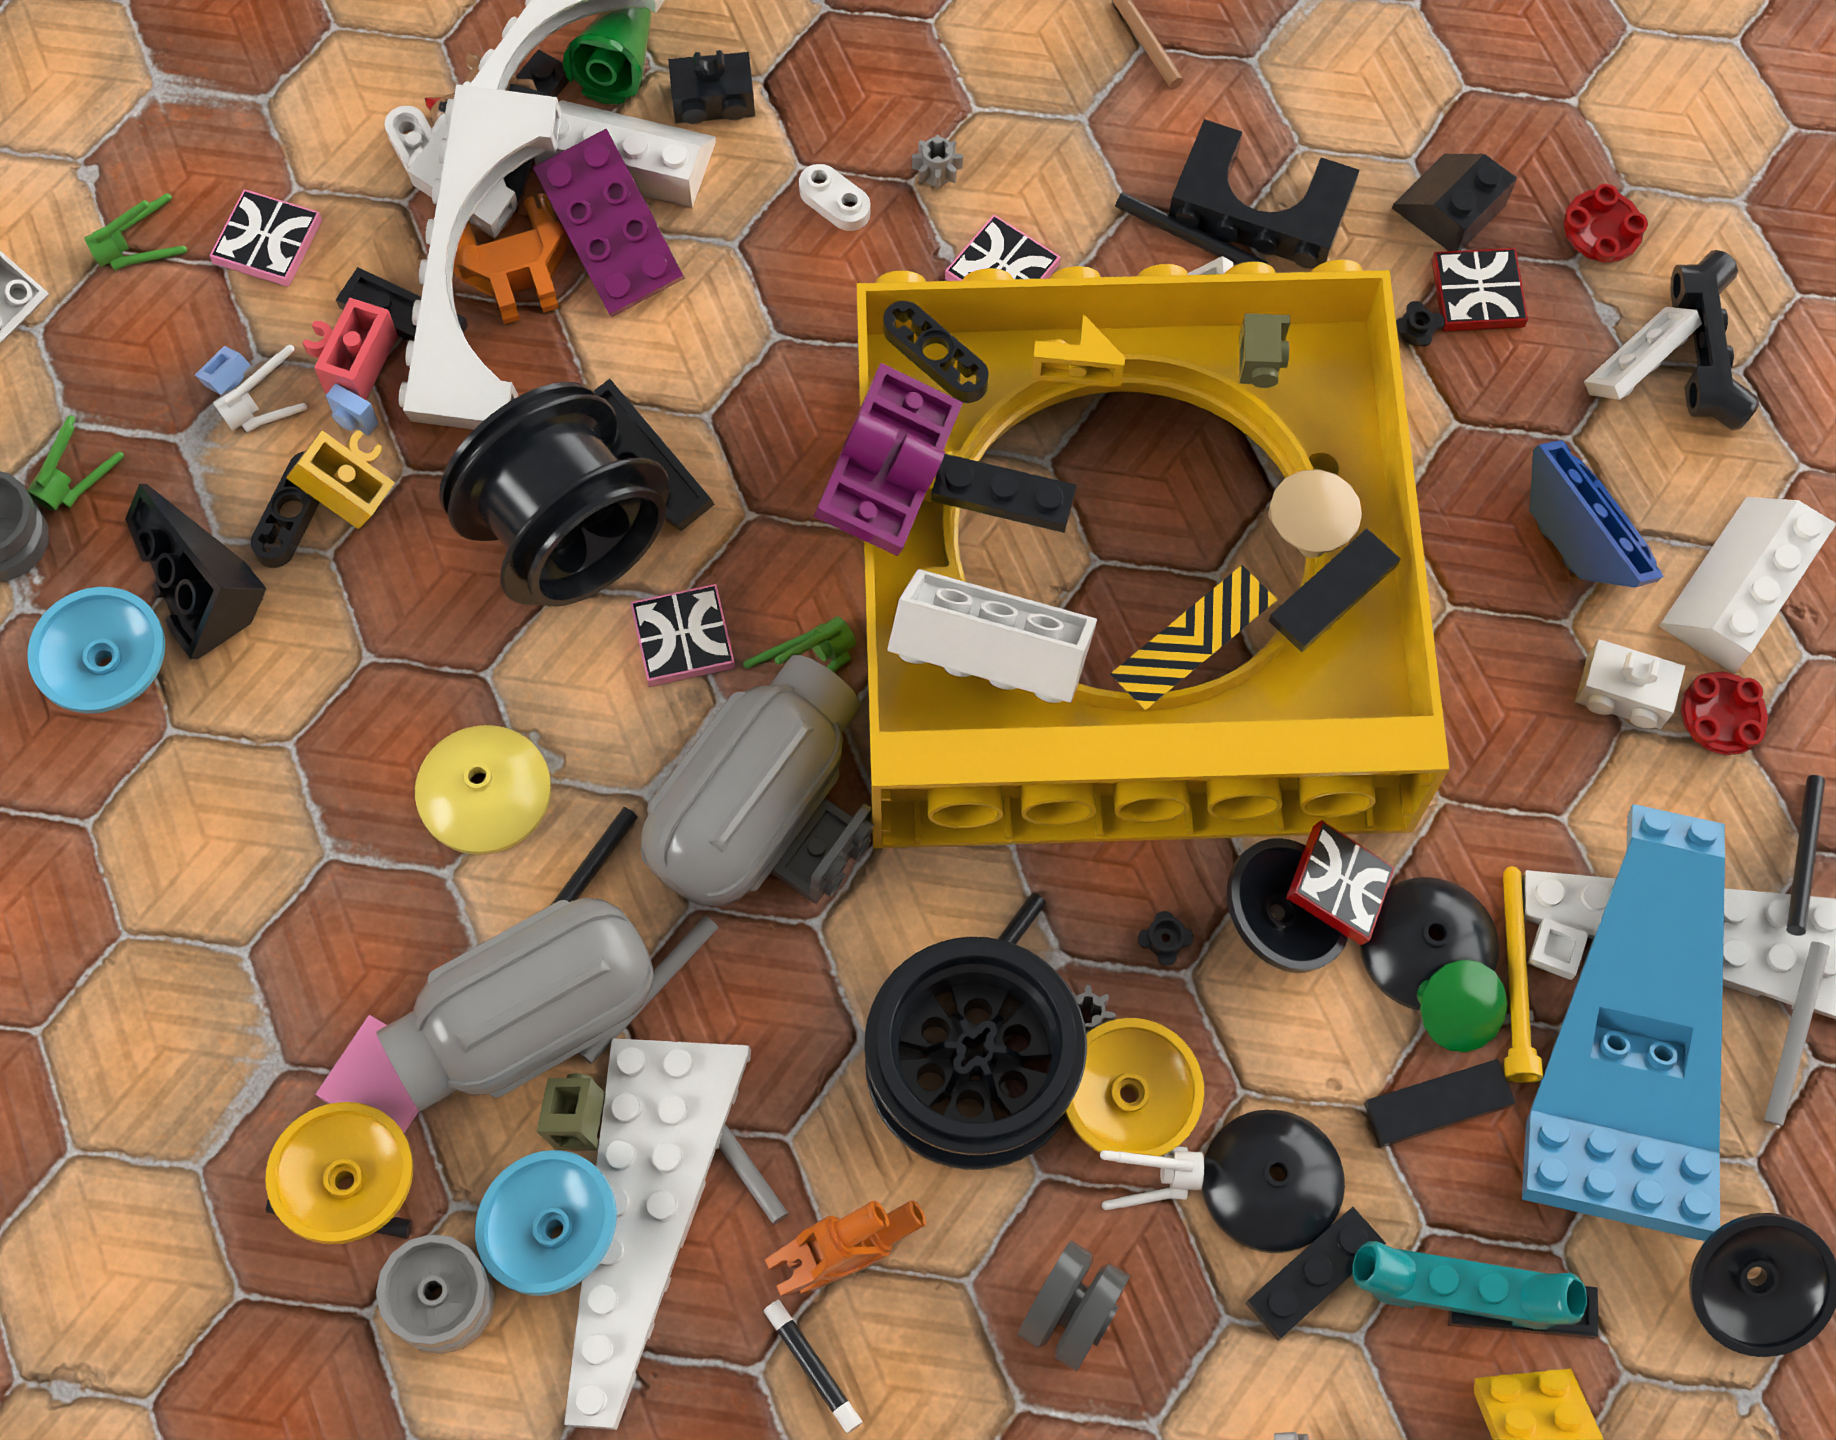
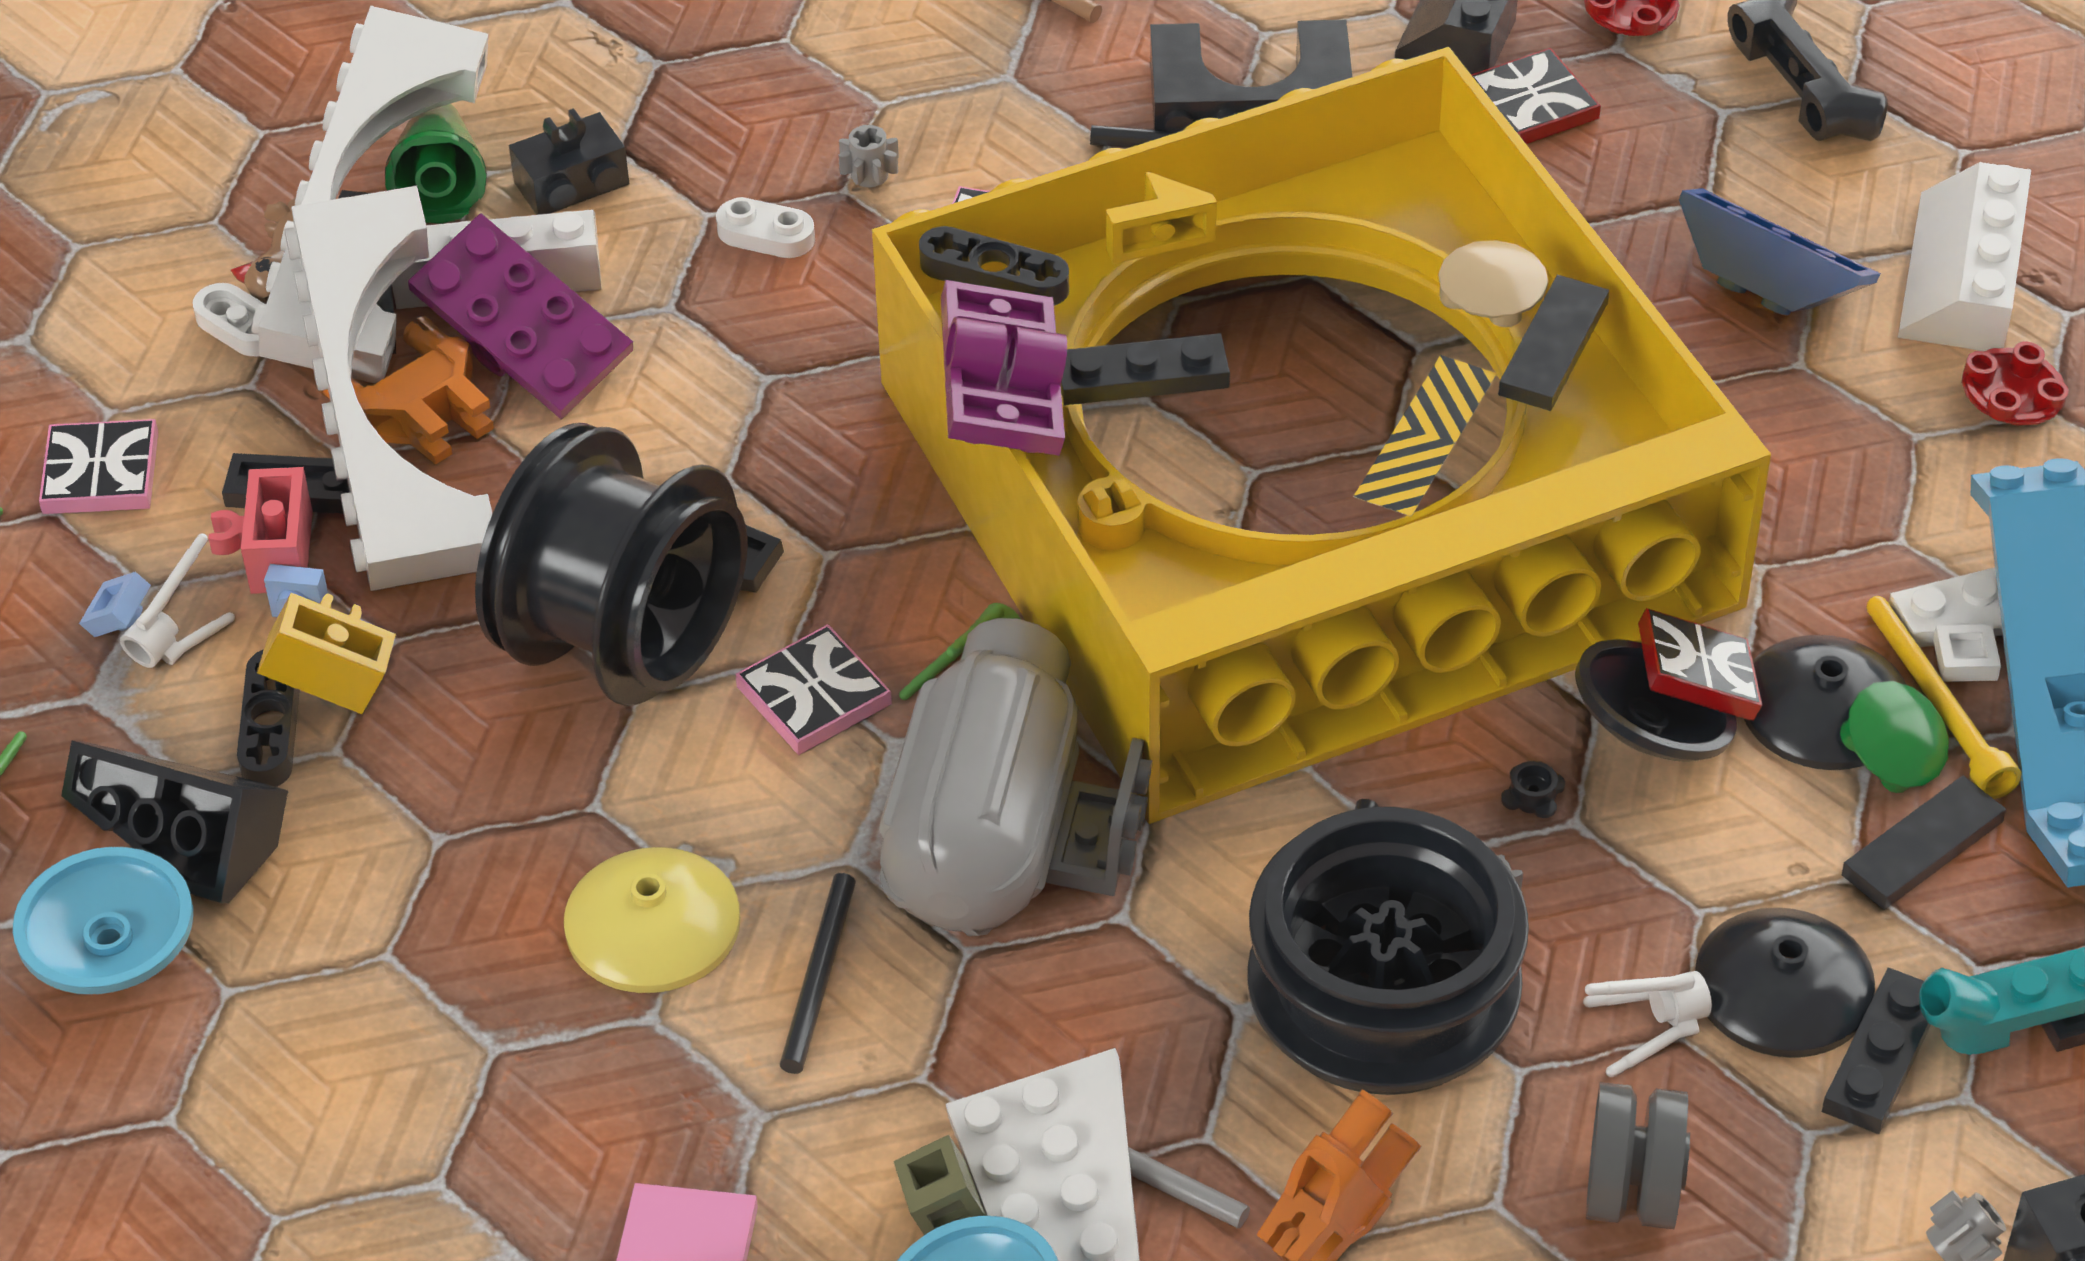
camera: 20 degrees left, 20 degrees down
(521, 1003) = (825, 1082): light grey piece -> none
(662, 975) = (960, 1046): light grey bar -> none
(991, 636) = (1209, 495): white slope -> none
(1160, 1072) = (1596, 911): yellow dish -> none
(1263, 349) = (1353, 152): olive brick -> none
(1629, 685) = (1900, 388): white brick -> none
(1643, 353) = (1739, 97): white plate -> none

